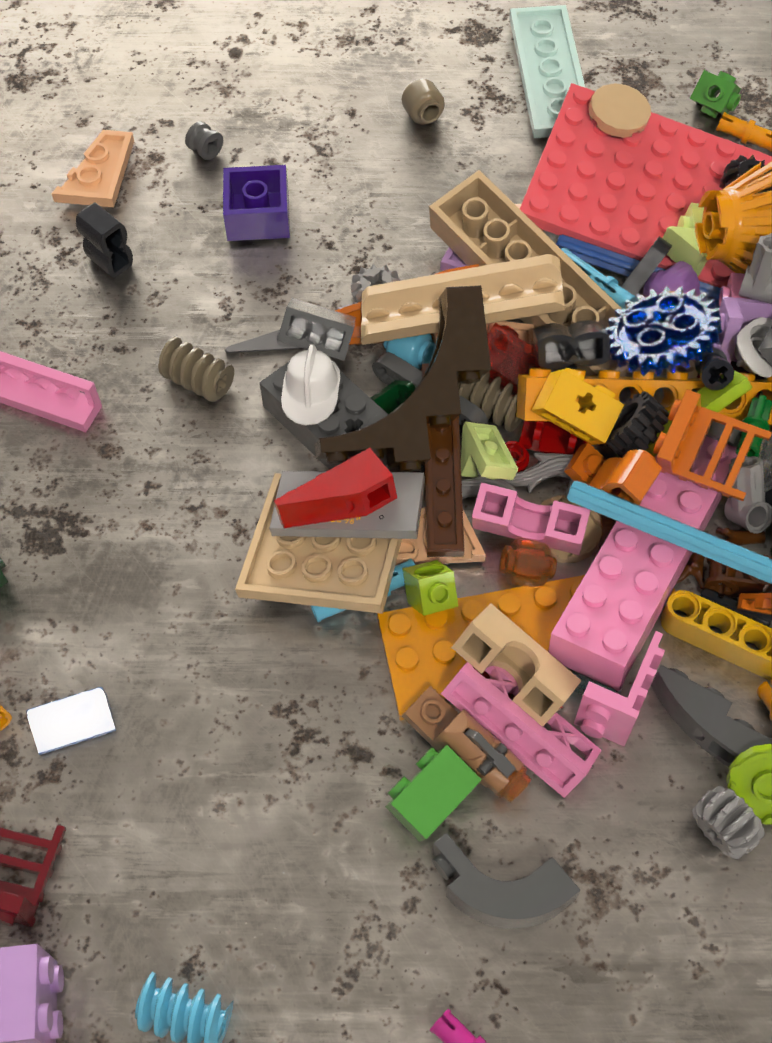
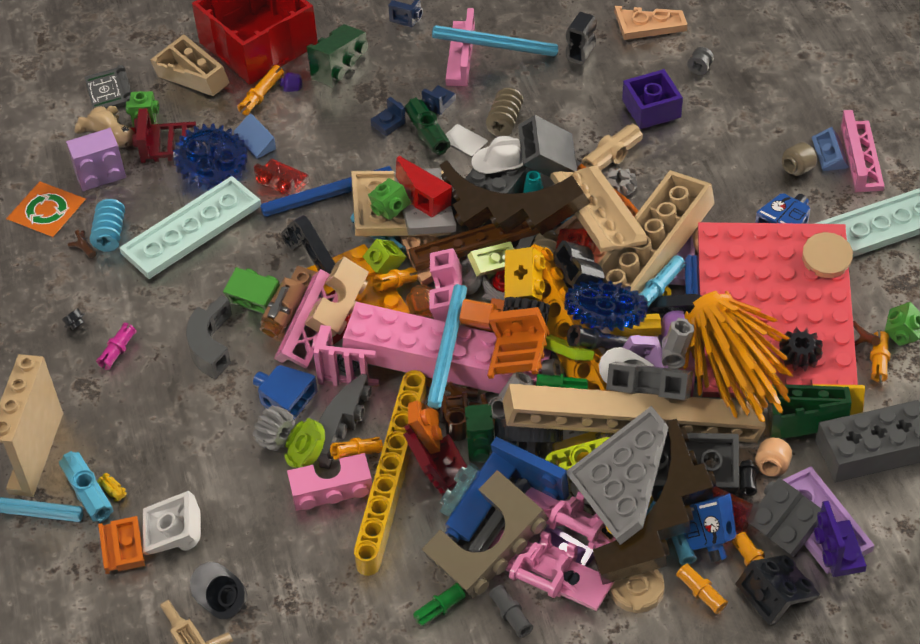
camera: 75 degrees right, 10 degrees down
(55, 339) = (493, 40): none -> medium azure axle
(98, 831) = (192, 163): none -> clear blue gear
(118, 446) = (438, 99): none -> dark blue bracket
(125, 516) = (390, 118): none -> dark blue bracket
(156, 474) = (427, 126): none -> dark green piece
(182, 701) = (280, 177): none -> clear red bracket
(210, 438) = (465, 140): none -> white sticker
(240, 872) = (190, 227): none -> light aqua plate
(241, 653) = (310, 196): none -> blue axle
(319, 271) = (613, 148): none -> tan piece
(351, 540) = (389, 199): none -> bright green brick
(361, 372) = (533, 182): none -> teal cone
(372, 675) = (303, 233): none -> black beam
(400, 73) = (830, 150): none -> medium blue slope
(428, 53) = (857, 156): none -> bright pink fence
(474, 584) = (395, 278): none -> light orange pin
(511, 143) = (785, 210): none -> blue torso
(647, 793) = (286, 389): none -> blue torso
(726, 128) = (865, 336): none -> reddish brown bar

